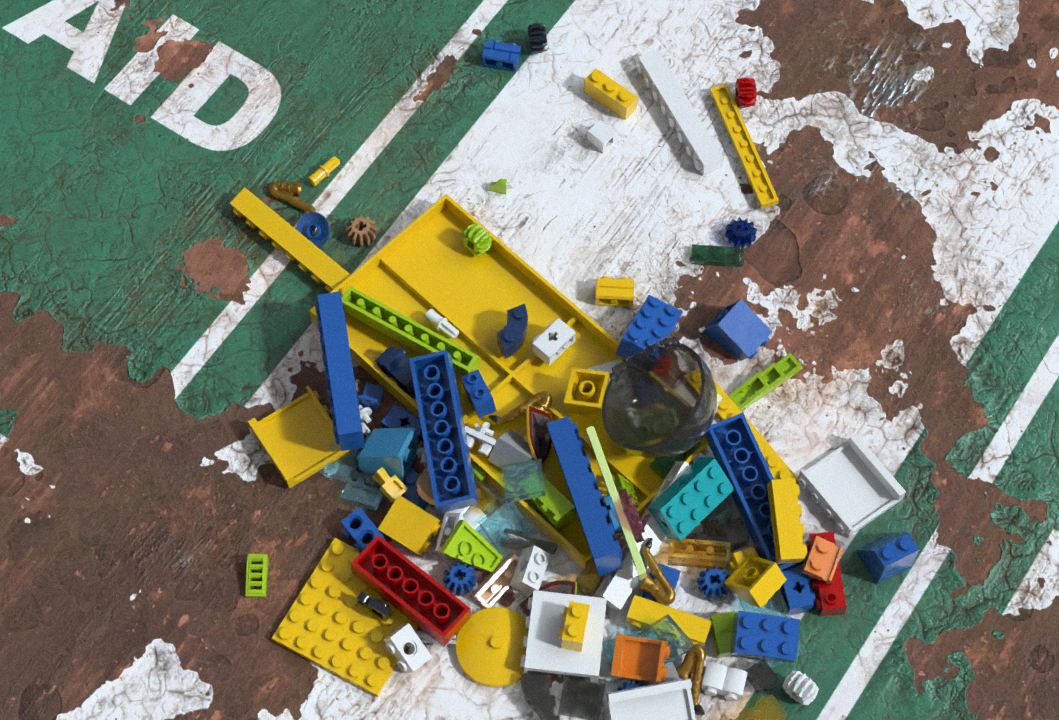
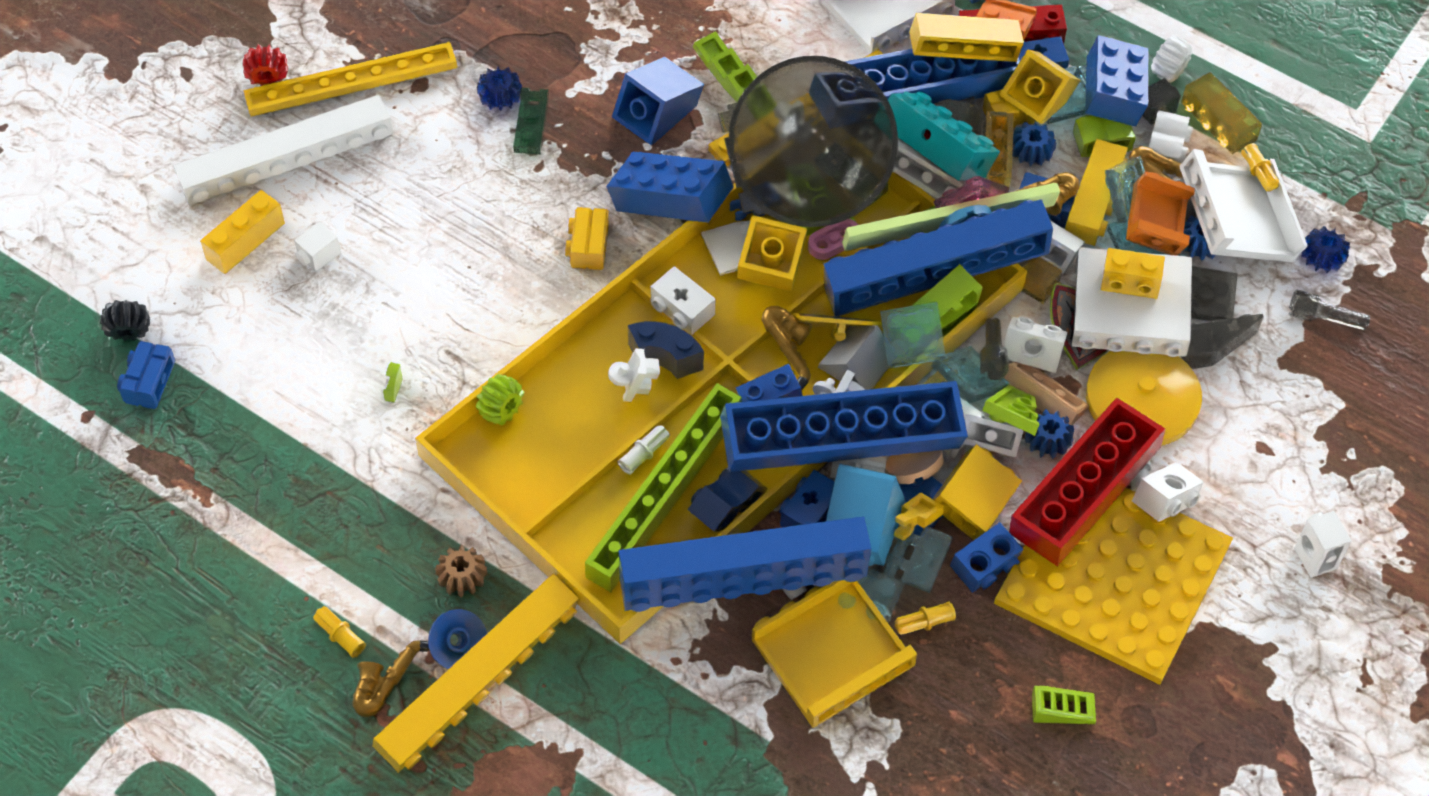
camera: 90 degrees left, 5 degrees down
(321, 494) = (925, 618): none -> yellow axle
(378, 608) = (1112, 526): black plate -> none
(488, 309) = (635, 374): none -> white hips
(605, 439) = (830, 238): none -> bright pink plate

